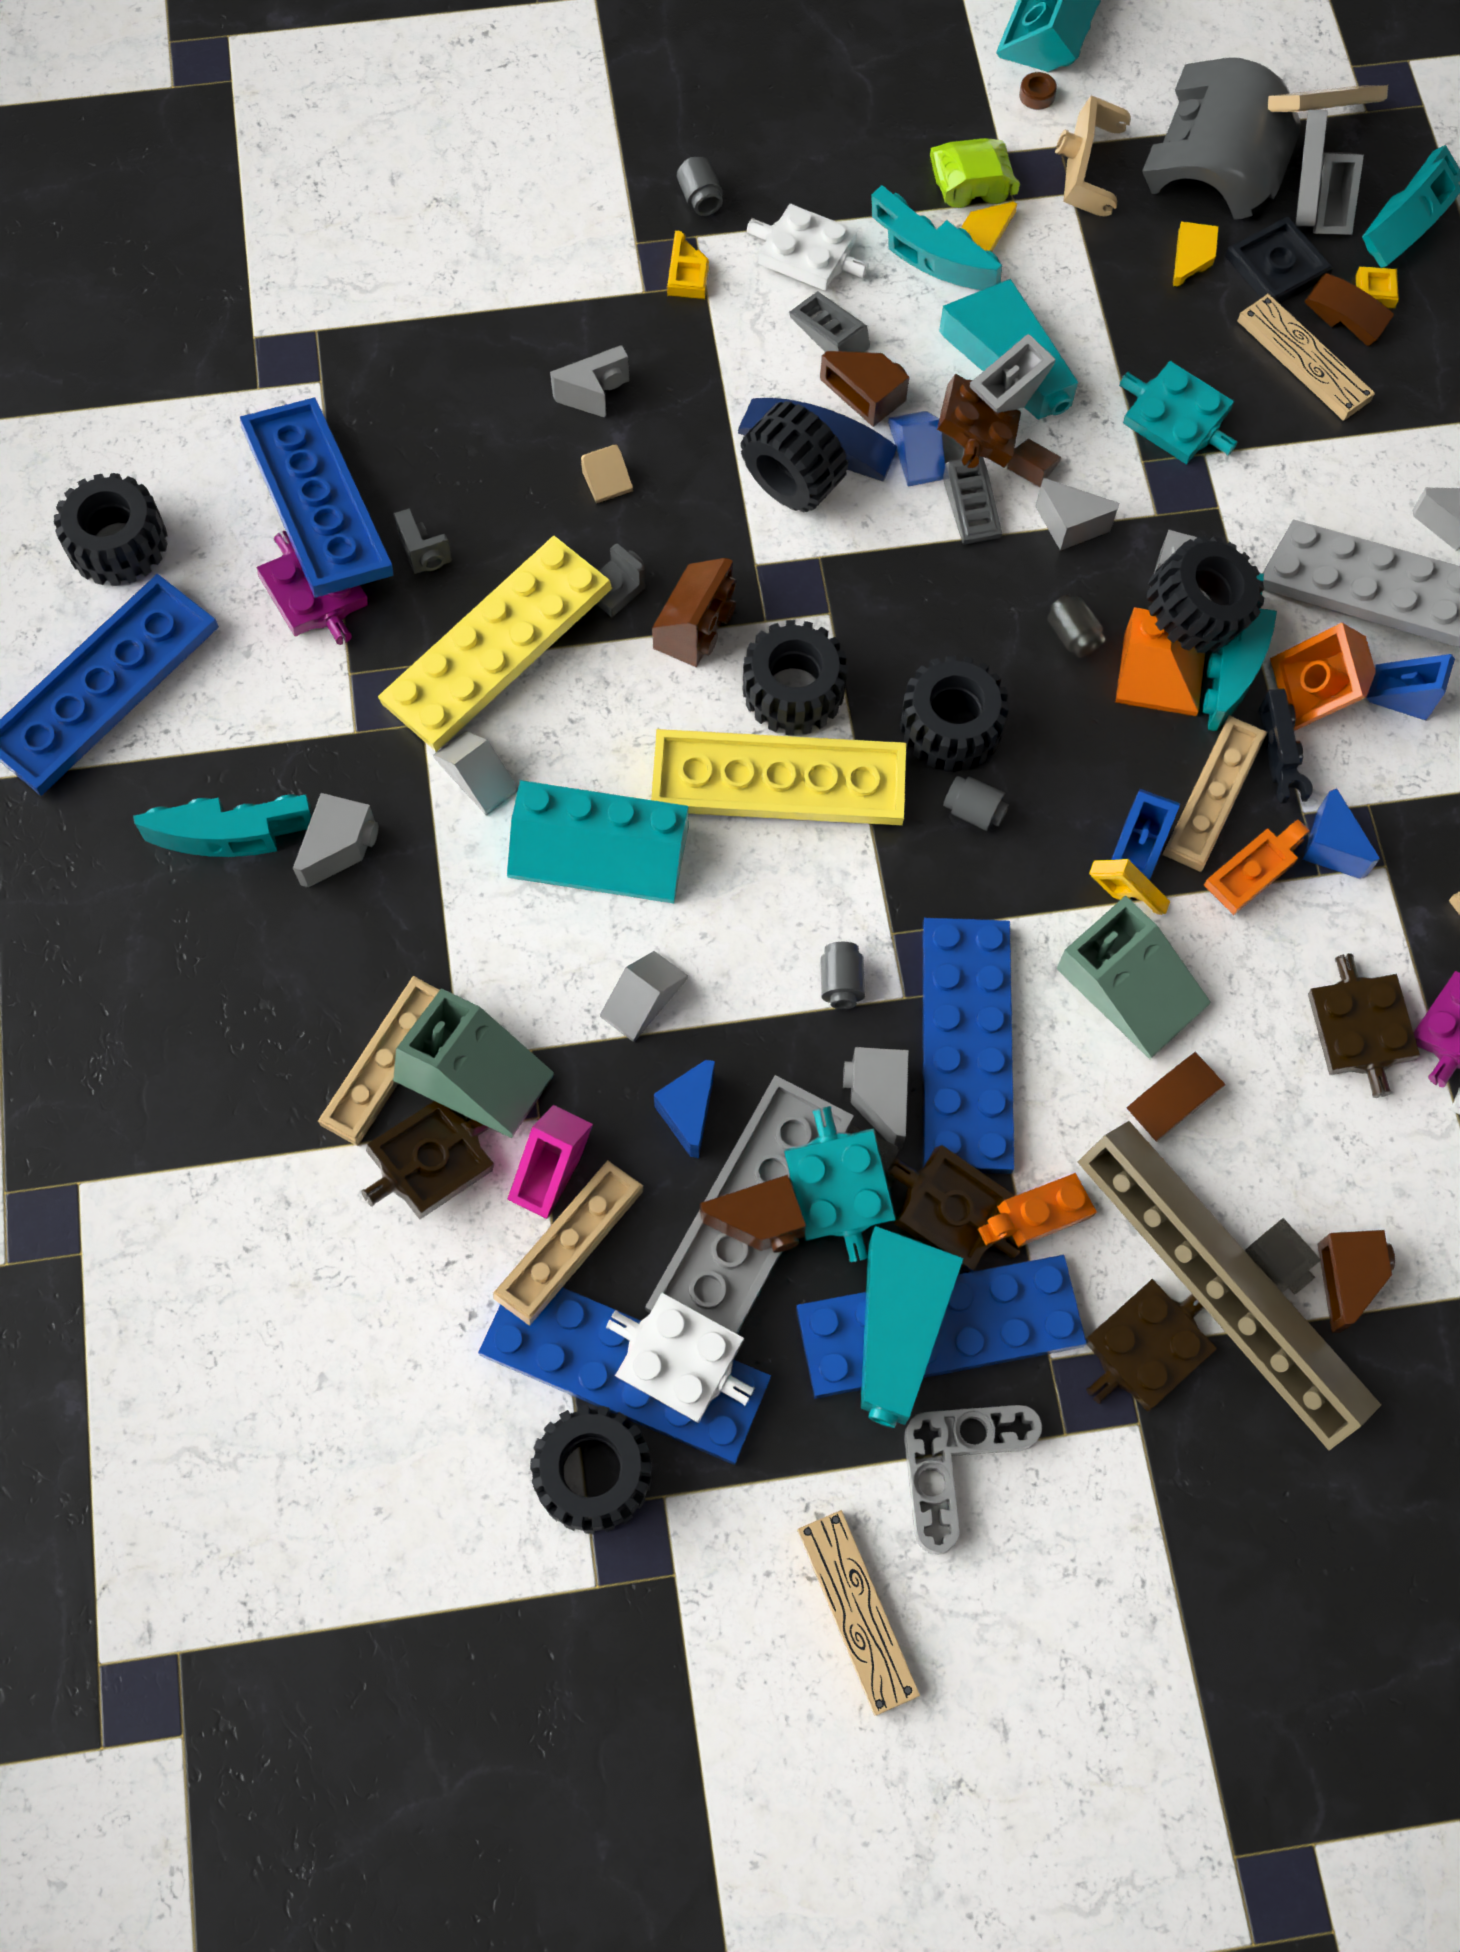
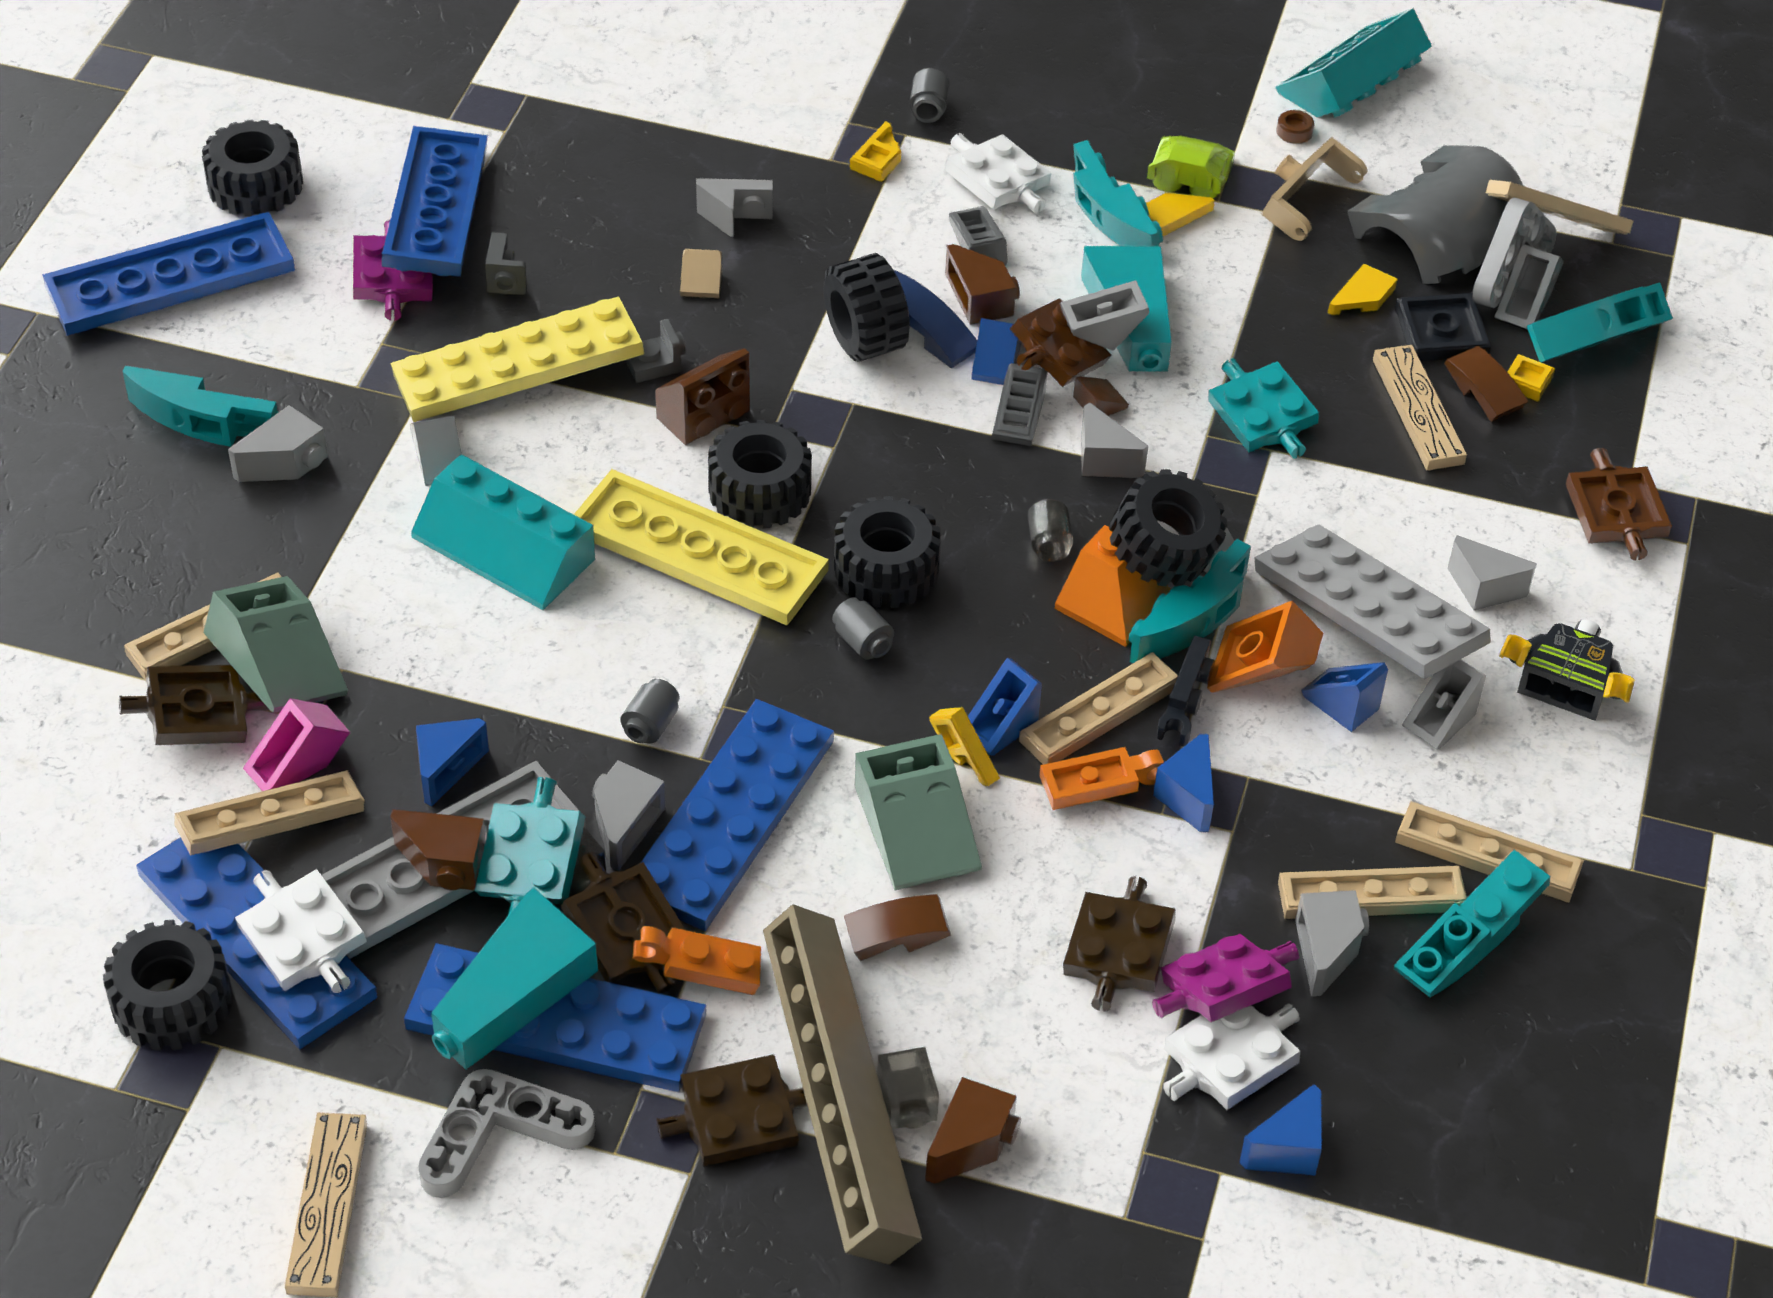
camera: 25 degrees right, 20 degrees down
(642, 994) = (464, 659): light grey slope -> none

